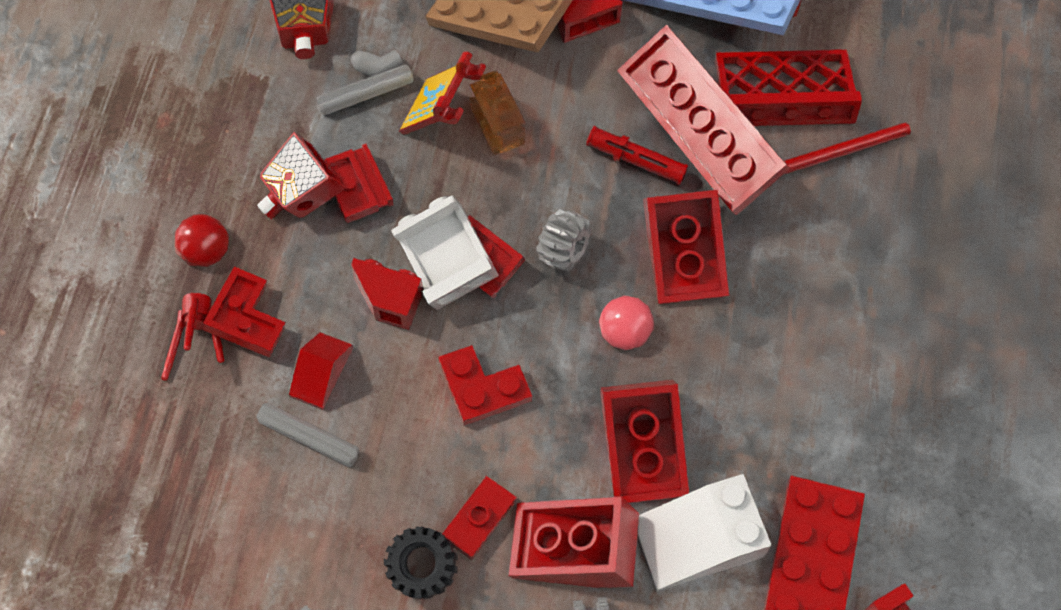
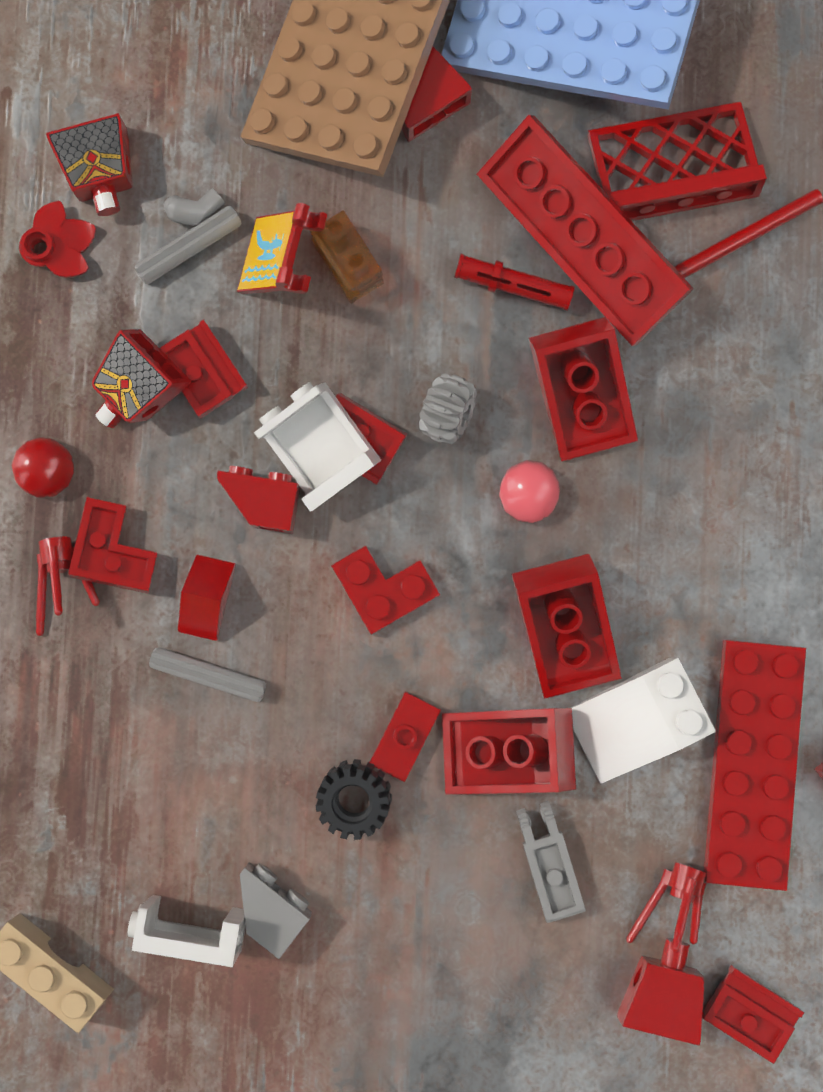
camera: 10 degrees left, 20 degrees up
(260, 72) = (63, 239): none -> red plate

